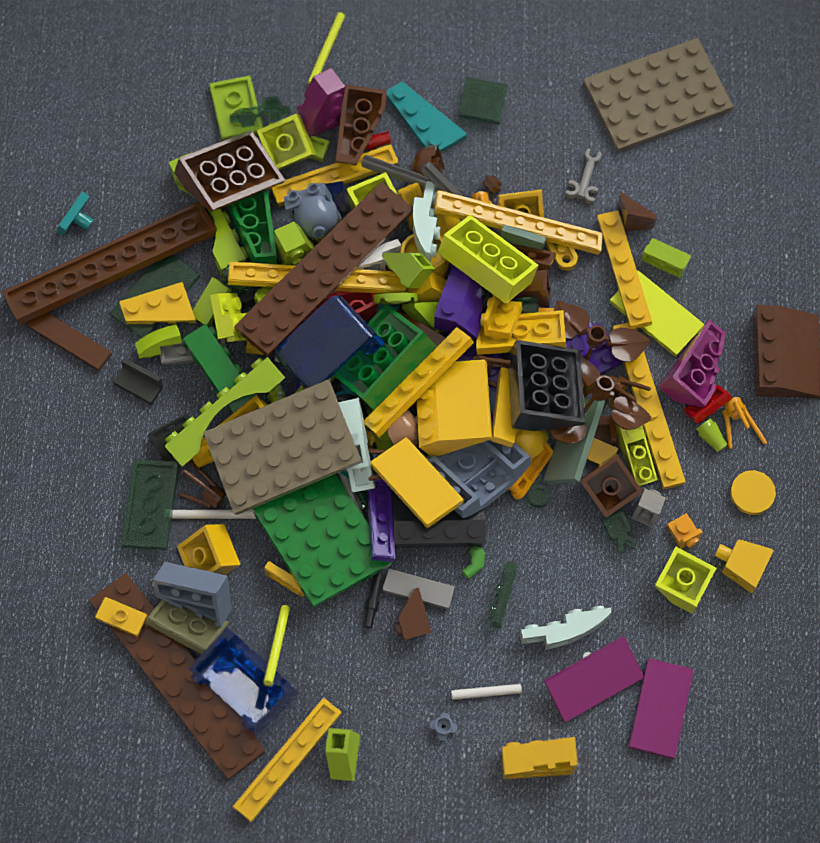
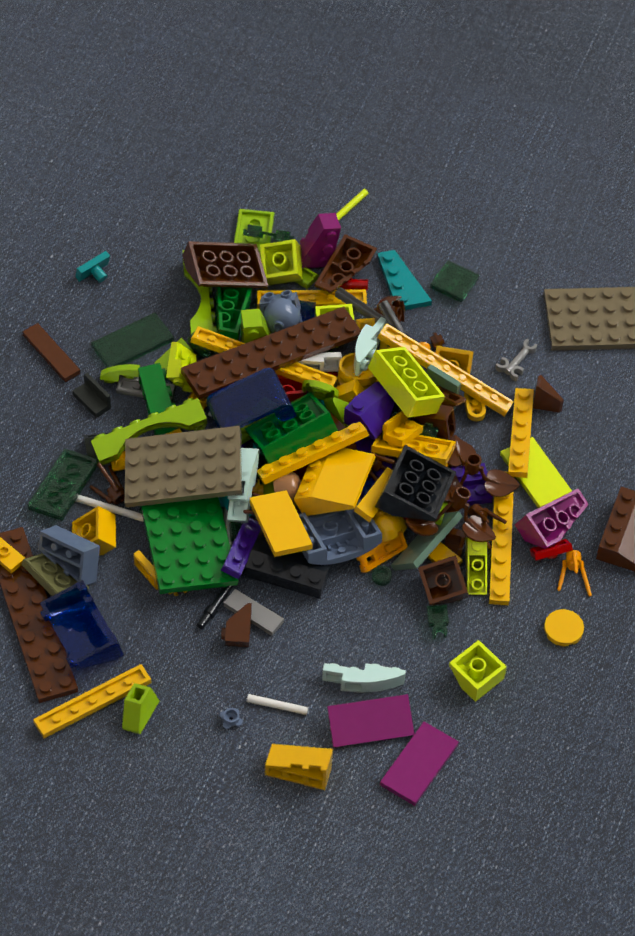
camera: 20 degrees right, 15 degrees down
(109, 263) = (106, 307): reddish brown plate -> none
(162, 305) = (130, 347): yellow wing -> none
(276, 646) = (118, 613): neon yellow bar -> none
(409, 267) = (341, 370): lime slope -> none
(477, 562) = (309, 608): bright green arm -> none
(503, 593) = (321, 636): clear green plate -> none
(648, 507) = (468, 608): light grey slope -> none
(665, 257) = (559, 435): lime panel -> none
(684, 531) = (494, 638): light orange bracket -> none
(711, 434) = (545, 572): lime cone -> none
(744, 563) = (535, 676): yellow torso -> none

